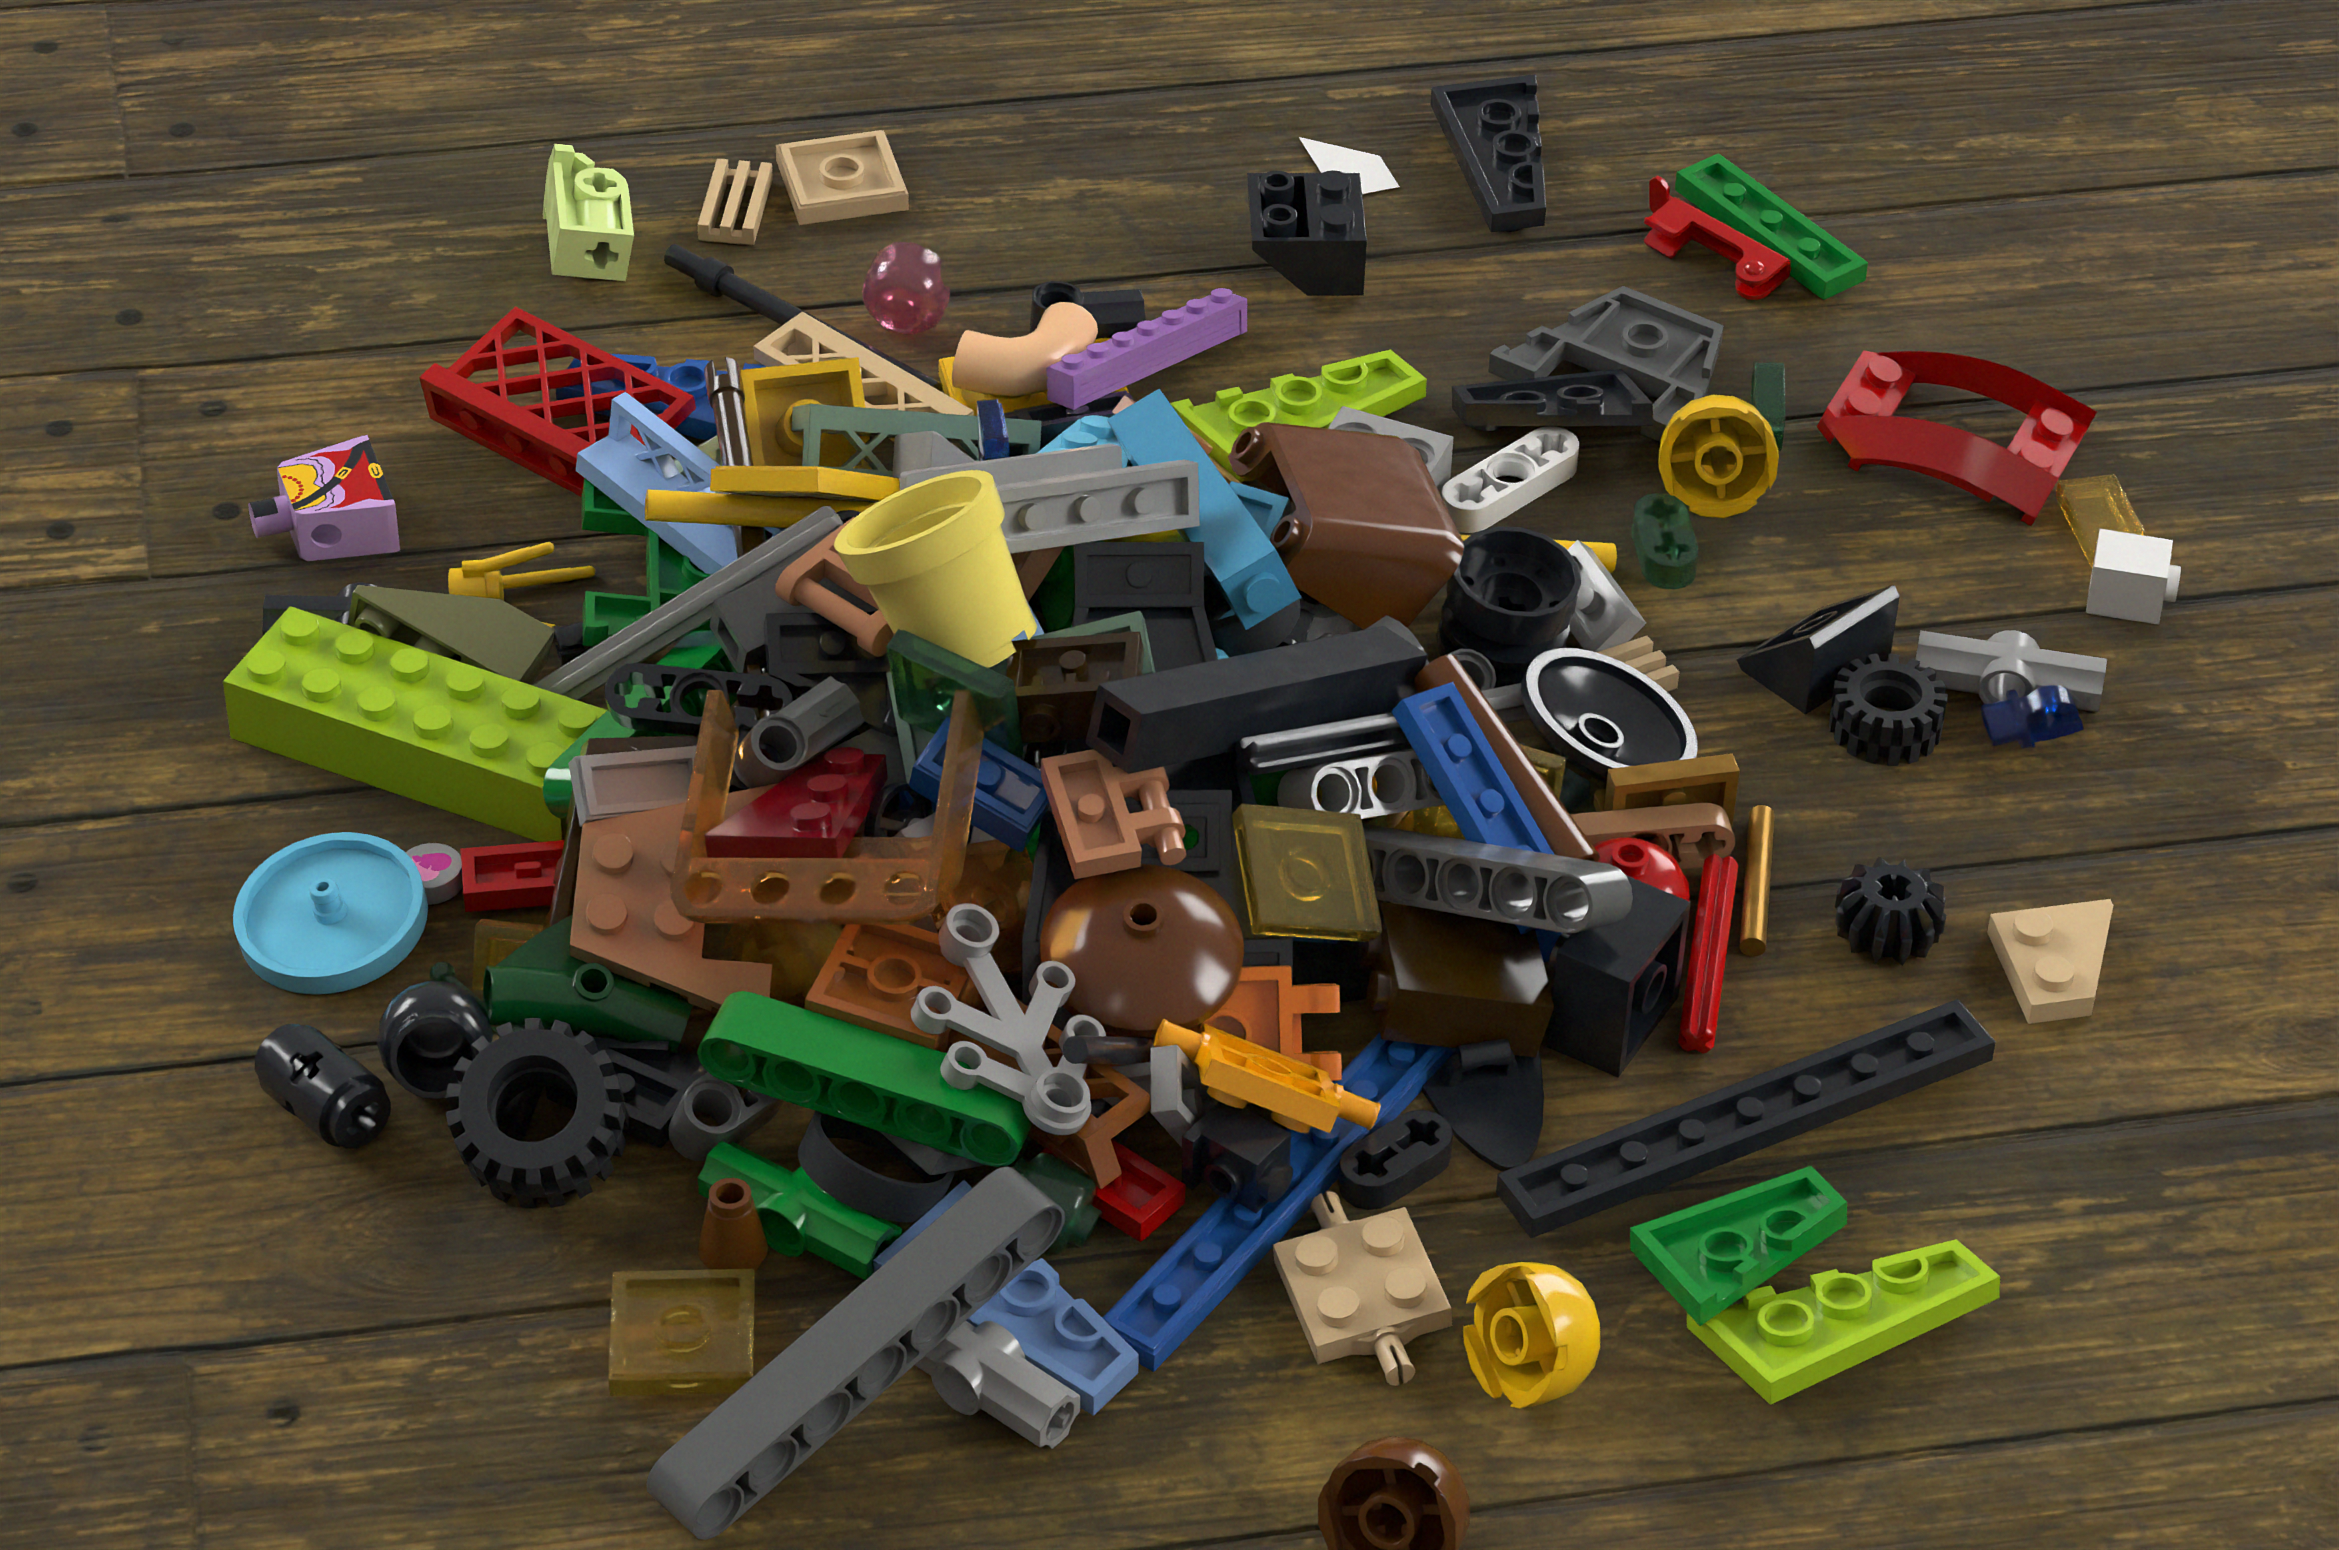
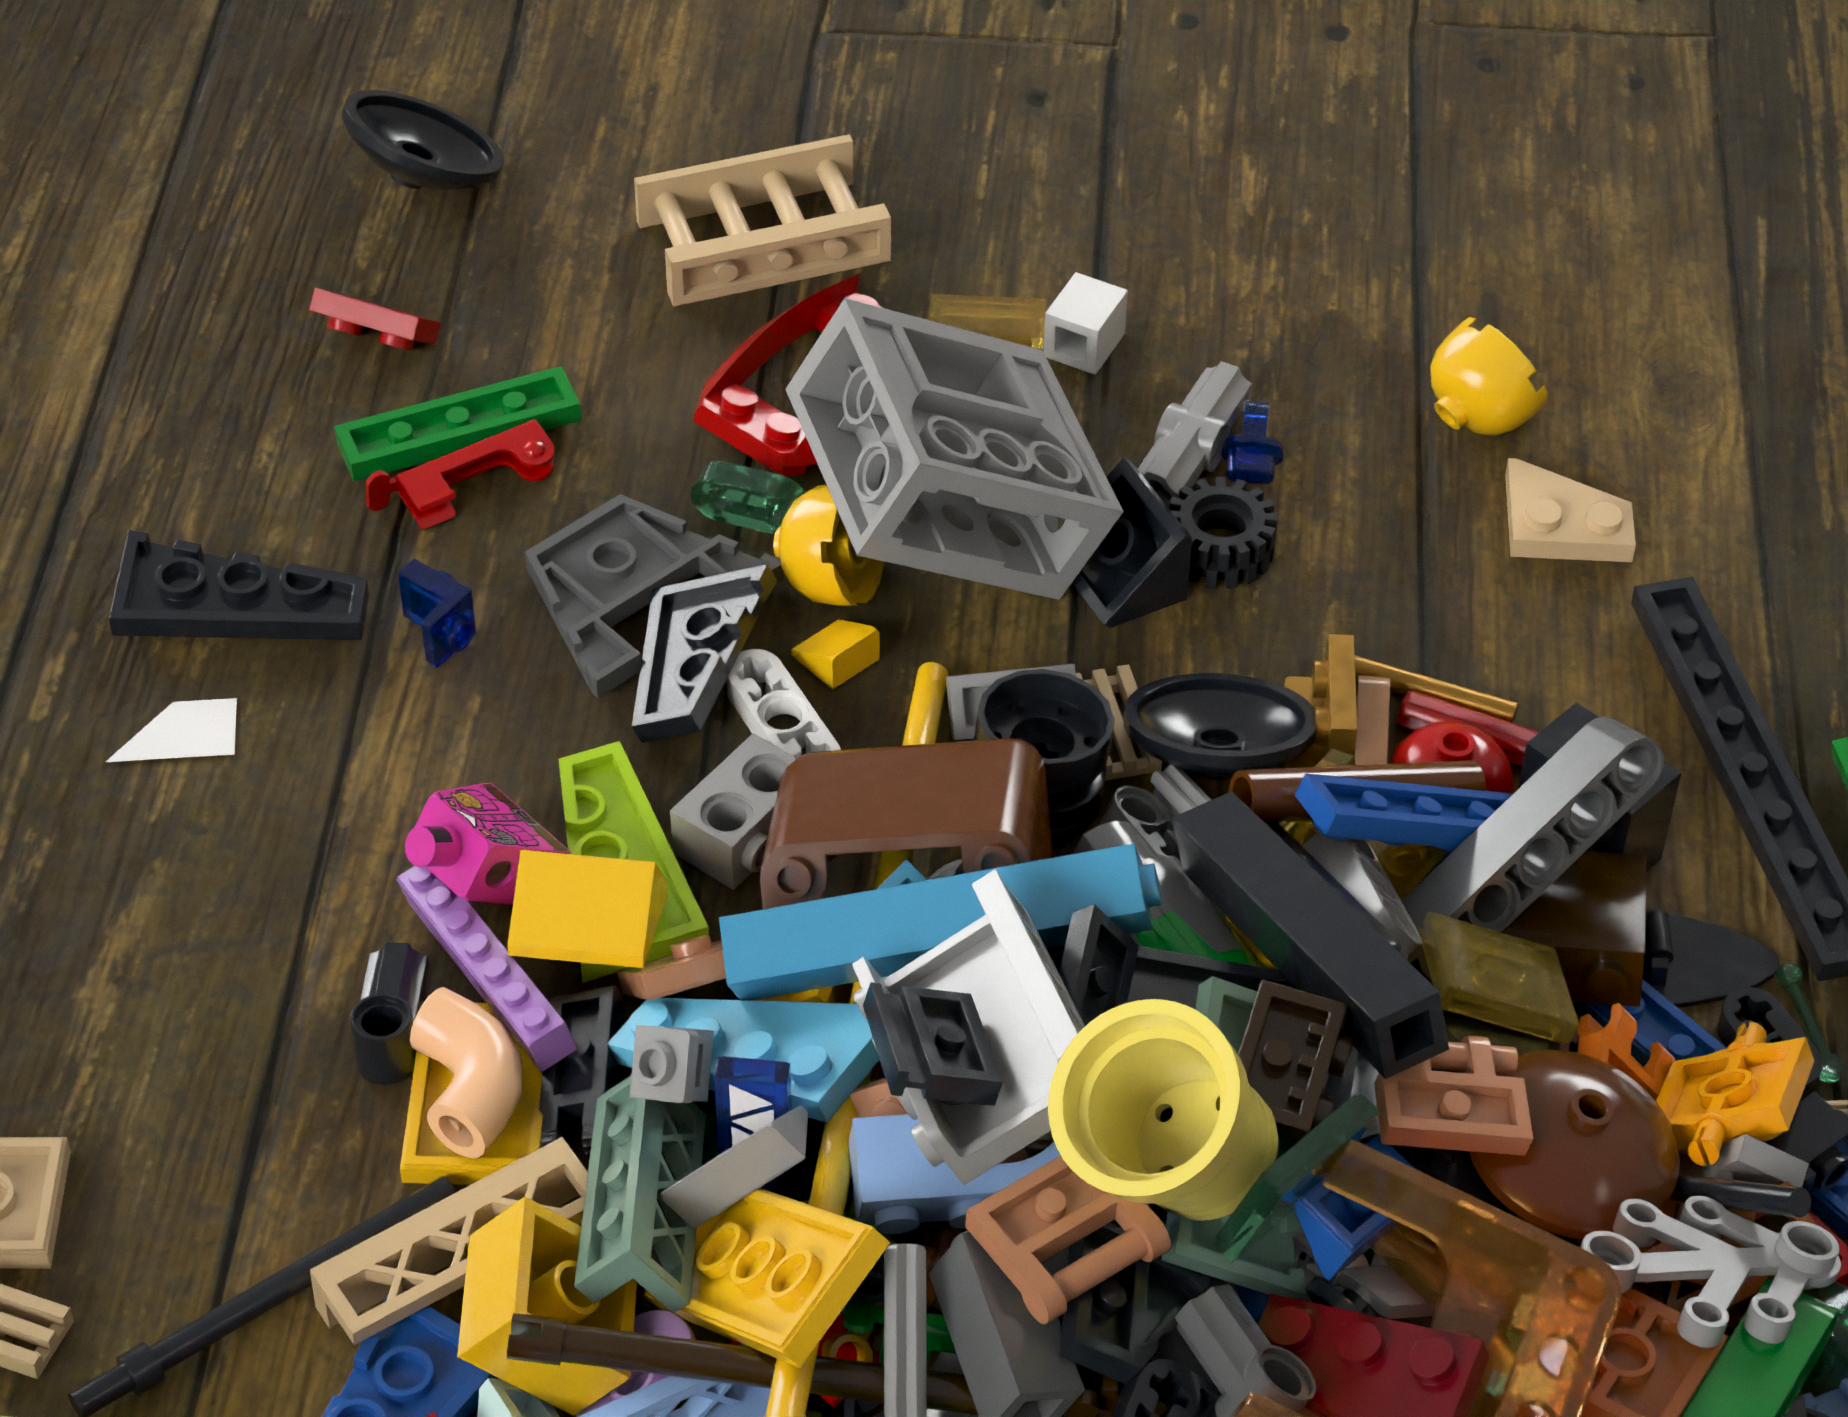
camera: 75 degrees left, 5 degrees up
(905, 289) = (284, 1165): clear pink hair -> none
(1004, 448) = (933, 1045): none -> black plate
(1029, 411) = (671, 1064): none -> light grey bracket
(1204, 368) = (585, 908): none -> yellow slope
(1260, 314) = (475, 841): none -> dark pink torso
(1310, 229) = (330, 764): black slope -> none
(1487, 1176) = (1789, 977): none -> clear green hinge
(1530, 263) = (439, 607): none -> clear blue bracket
(1607, 498) = (839, 651): none -> yellow slope
(1655, 542) = (921, 627): clear green beam -> none
(1809, 470) = (951, 451): none -> light grey piece
(1873, 151) = (396, 327): none -> plate
(1890, 911) = (1504, 602): black gear -> none
(2109, 116) = (421, 141): none -> black dish
(2139, 387) = (771, 254): none -> tan fence
(2195, 853) = (1483, 381): none -> yellow cylinder

